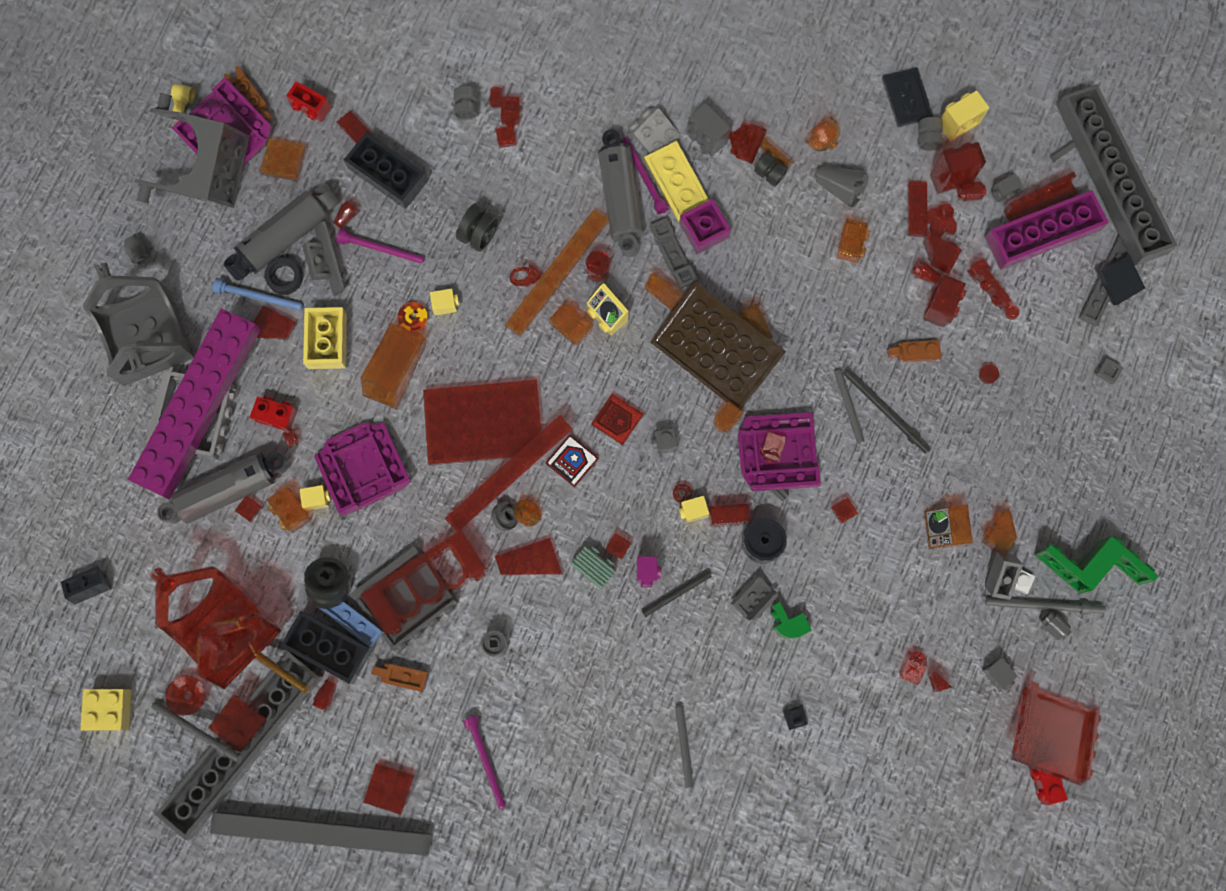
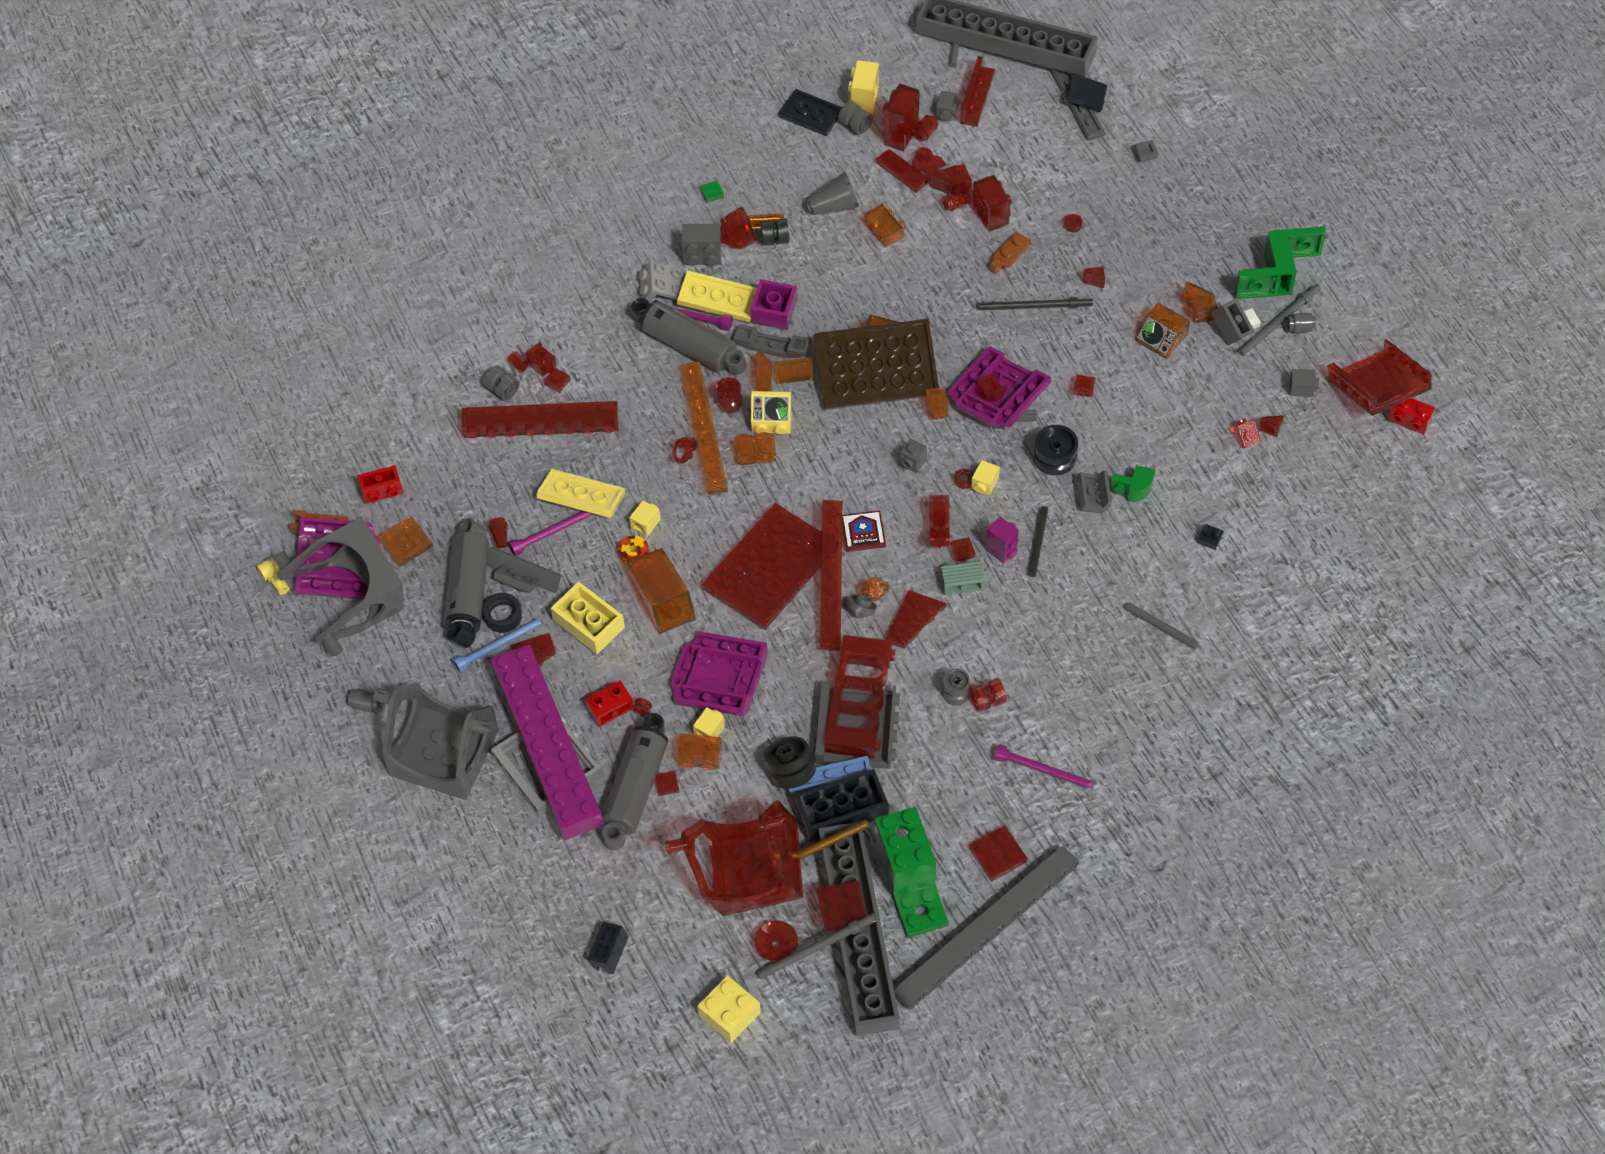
camera: 45 degrees left, 20 degrees down
(308, 747) = (911, 872): none -> green bracket
(324, 696) = (875, 841): clear red cone -> none
(352, 127) = (436, 475): clear red plate -> none
(385, 170) = (496, 474): black brick -> none
(401, 677) = (916, 774): dark orange hinge -> none
(423, 240) = (581, 493): none -> light yellow plate
(460, 156) = (540, 419): none -> clear red brick
(477, 227) = (617, 445): pearl dark grey wheel -> none
(515, 674) = (995, 693): none -> clear red wheel
(617, 419) = (862, 477): clear red tile -> none
(623, 511) = (939, 521): none -> clear red arch
(641, 272) = (763, 372): none -> clear orange slope
(729, 515) = (1014, 458): clear red brick -> none
(768, 93) = (712, 191): none -> green tile
(824, 135) = (784, 180): clear orange cylinder -> none
(849, 406) = (1007, 324): dark grey bar -> none
(951, 433) = (1094, 276): none -> clear red slope
(980, 272) = (1012, 170): clear red plate -> none
(1046, 229) = (1002, 106): magenta brick -> none

